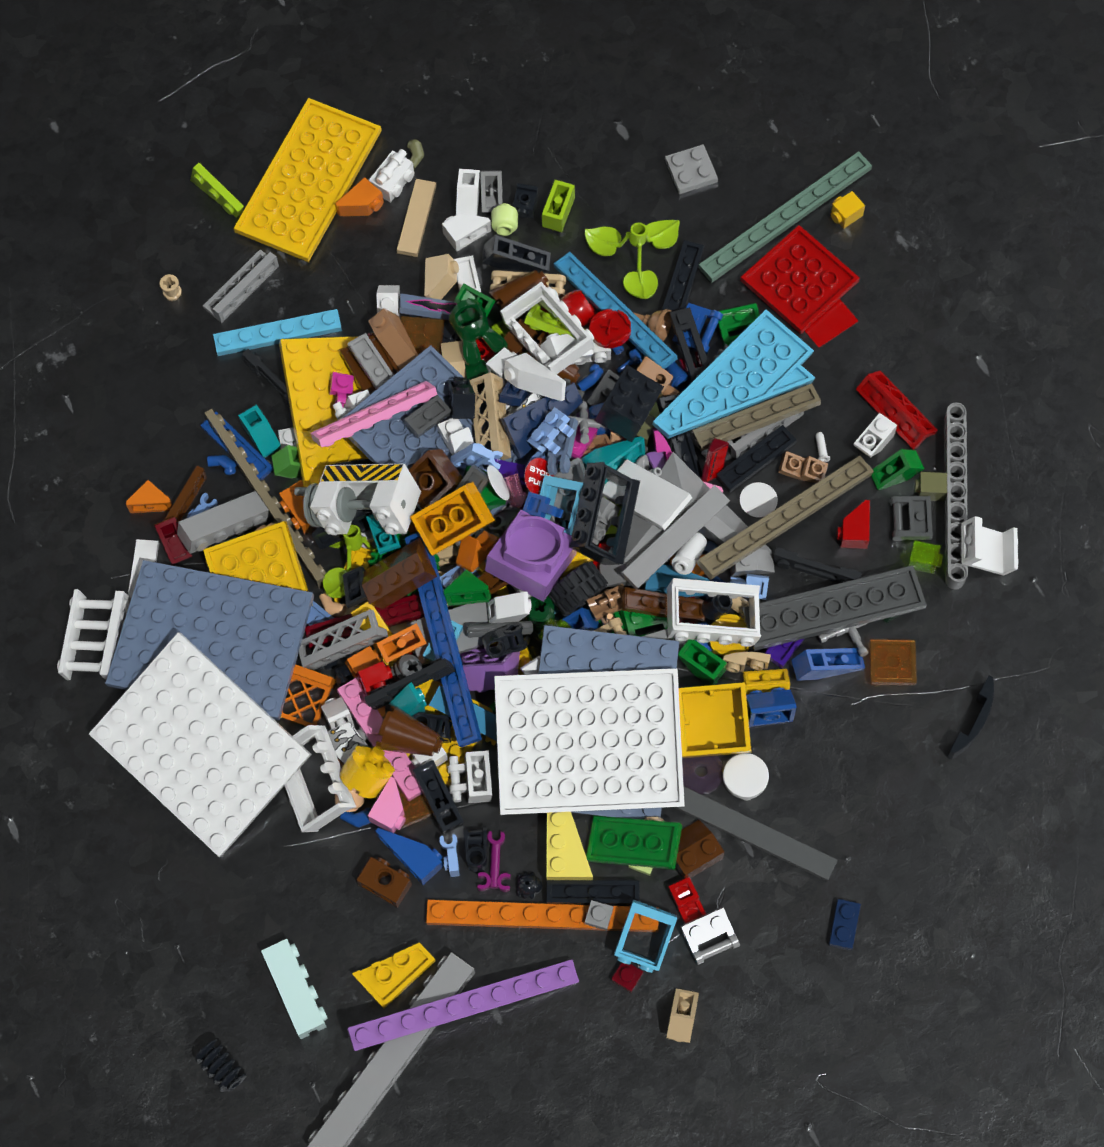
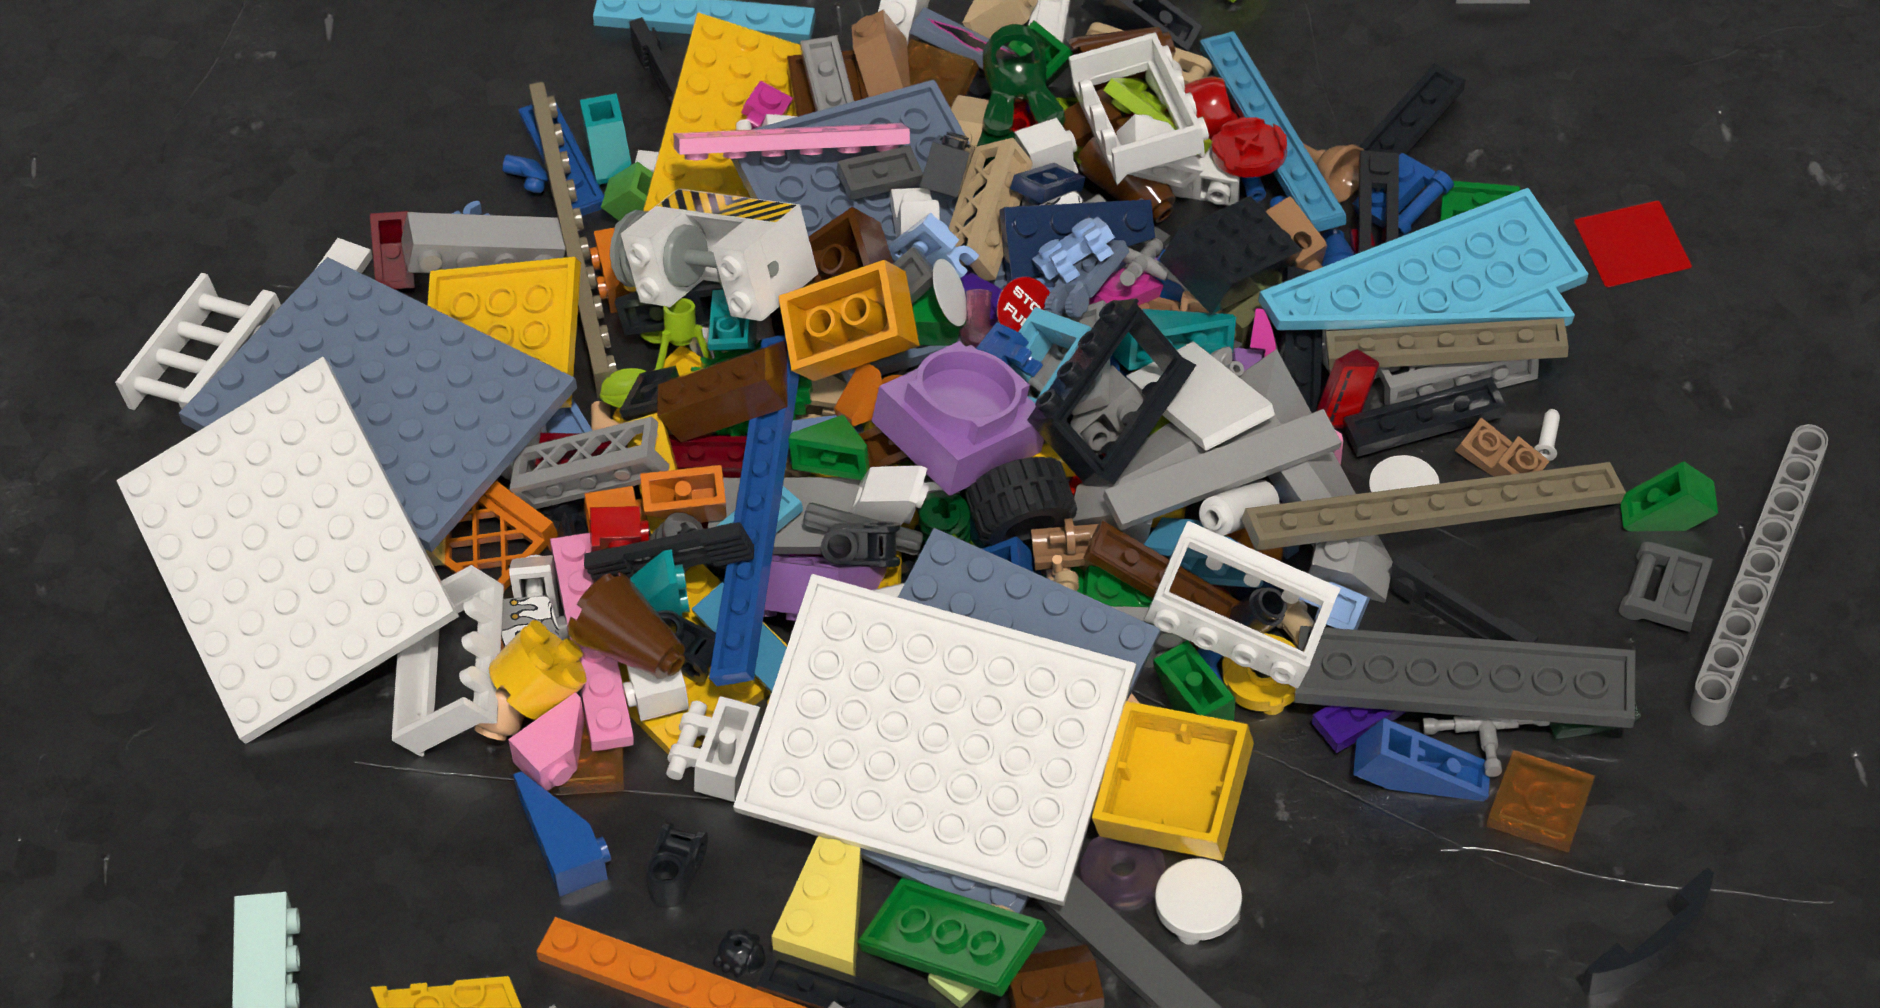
camera: 20 degrees right, 15 degrees down
(148, 499) = (381, 186): orange slope -> none
(187, 494) = (457, 190): reddish brown tile -> none
(359, 819) = (494, 756): blue arm -> none
(392, 892) = (501, 884): reddish brown brick -> none
(438, 797) = (642, 755): black slope -> none
(451, 860) = (625, 866): light blue plate -> none
(494, 880) = (689, 923): magenta bar -> none
(534, 377) = (1083, 167): white slope -> none
(591, 379) = (1199, 210): blue arm -> none
(606, 240) = (1302, 33): lime plant -> none
(737, 661) = (1268, 712): tan slope -> none
(766, 680) = (1298, 768): yellow slope -> none
(770, 707) = (1285, 802): blue slope -> none
(784, 217) = (1623, 78): sand green plate -> none
(799, 279) = (1612, 175): red plate -> none
(847, 209) = (1736, 95): yellow brick -> none
(856, 527) = (1558, 569): red slope -> none
(876, 436) = (1651, 438): white slope -> none
(896, 407) = (1704, 412): red fence -> none
(925, 557) = (1666, 652): clear neon green brick -> none
(932, 485) = (1723, 542): olive brick -> none
(988, 548) = (1785, 669): white panel -> none

